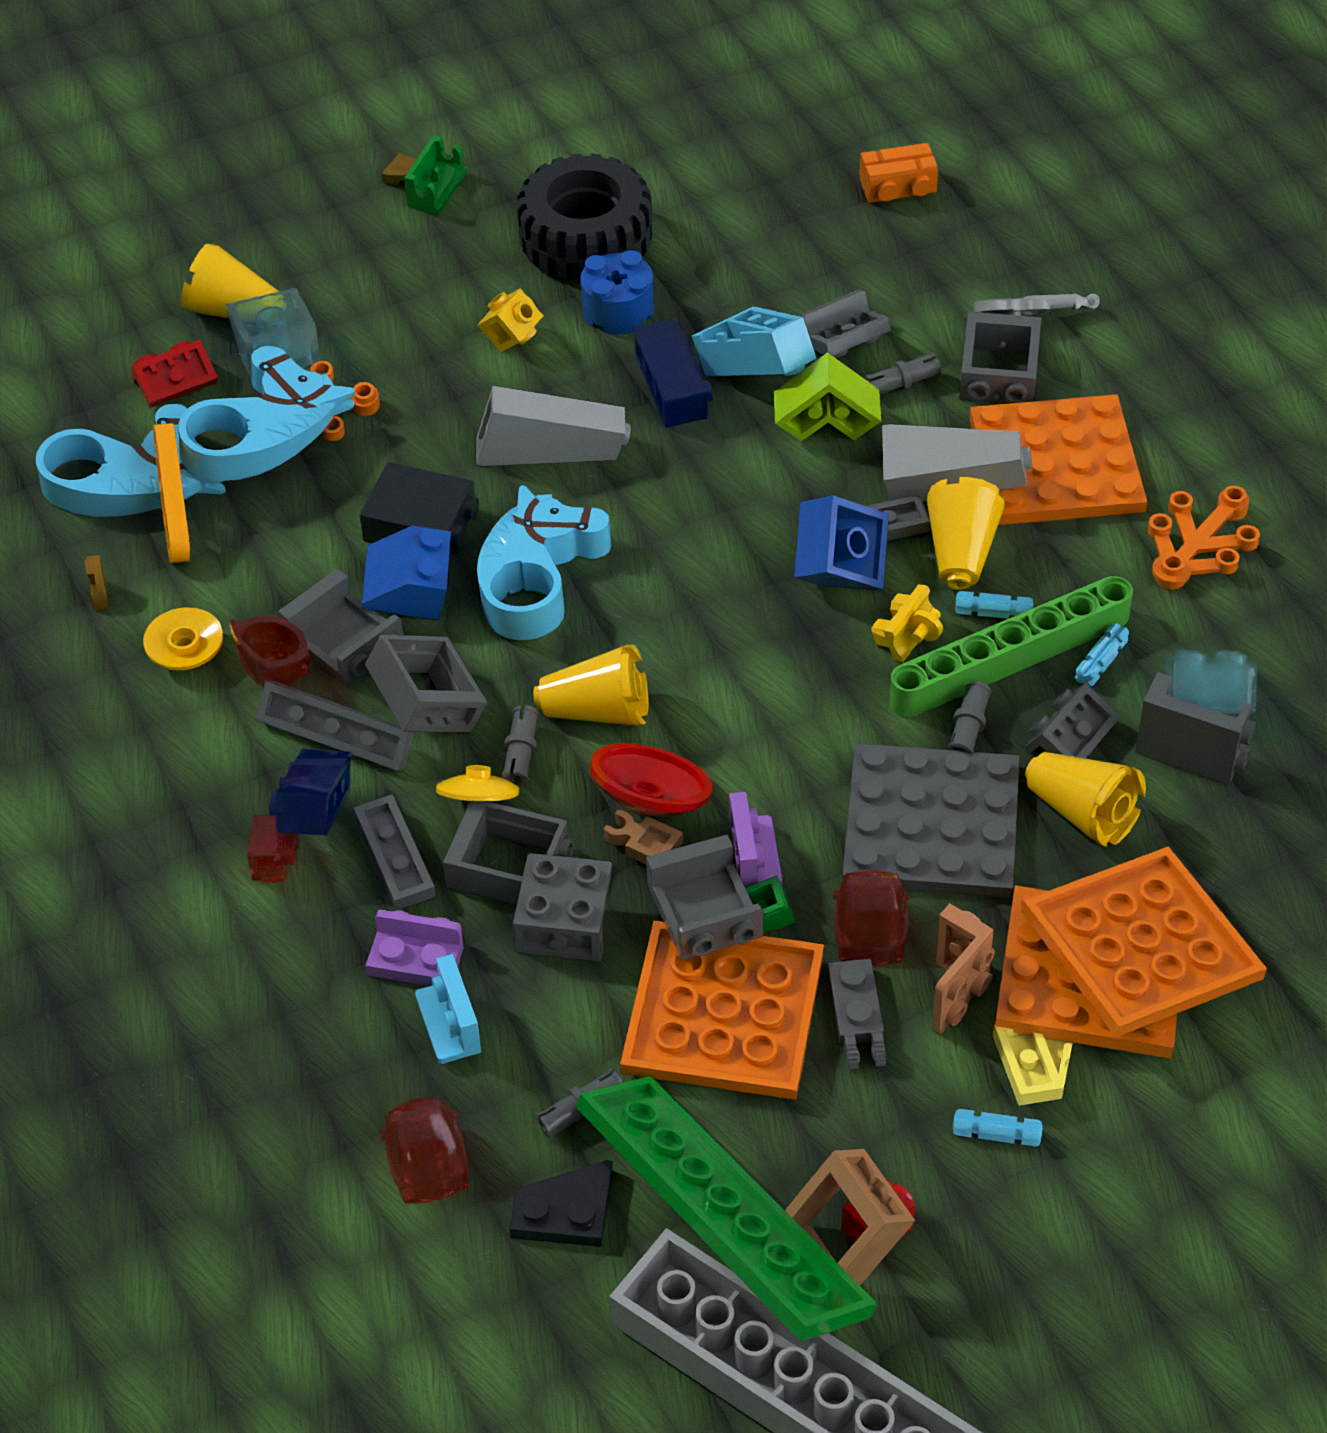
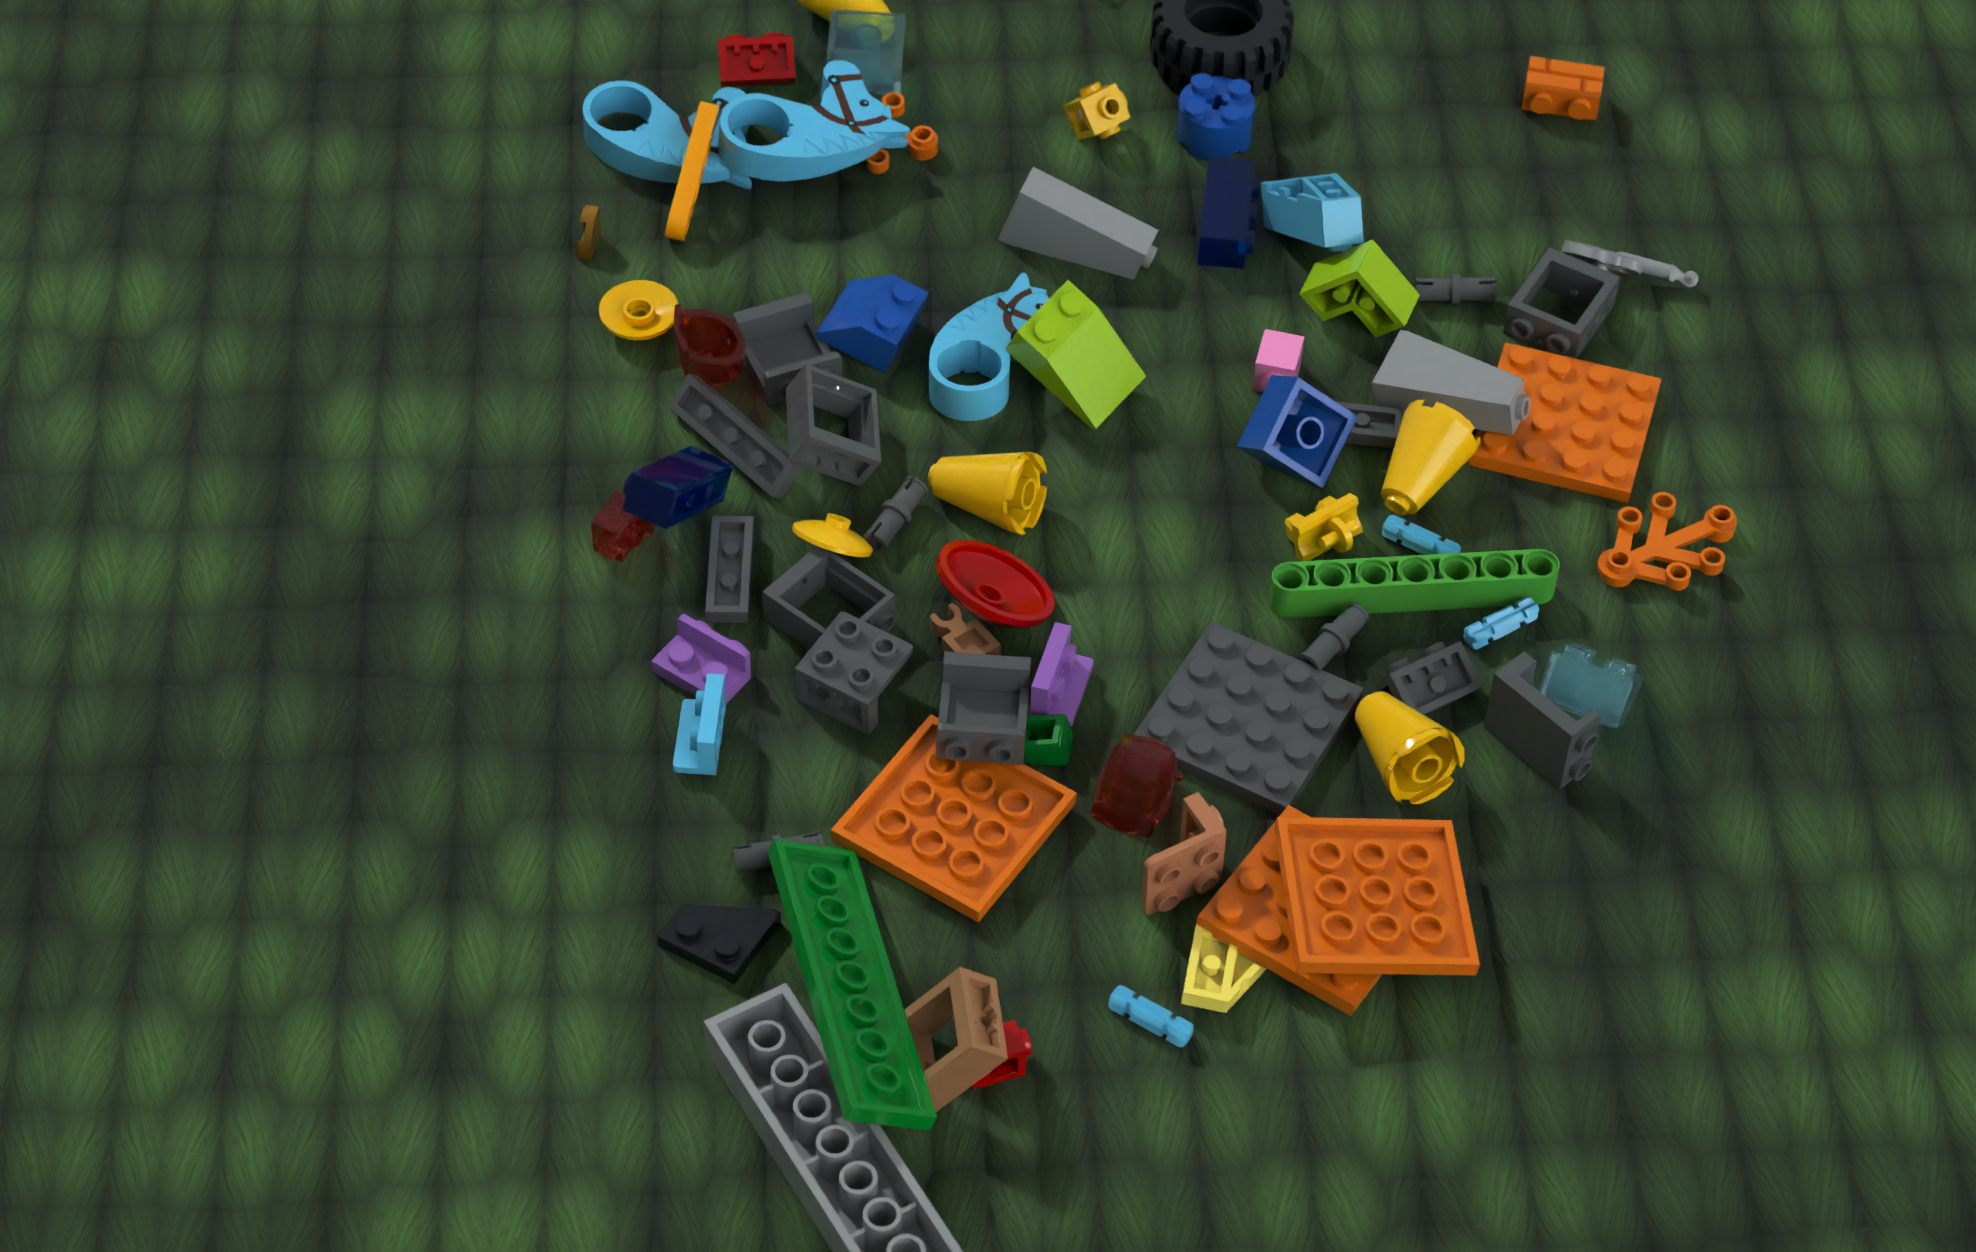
camera: 20 degrees right, 0 degrees up
(421, 499) = (920, 256): black brick -> none
(425, 1150) = (619, 840): clear red helmet -> none
(614, 543) = (1077, 355): none -> lime slope
(785, 489) = (1278, 355): none -> bright pink brick
(844, 324) = (1421, 220): dark grey bracket -> none
(857, 1009) = (1079, 863): dark grey hinge -> none

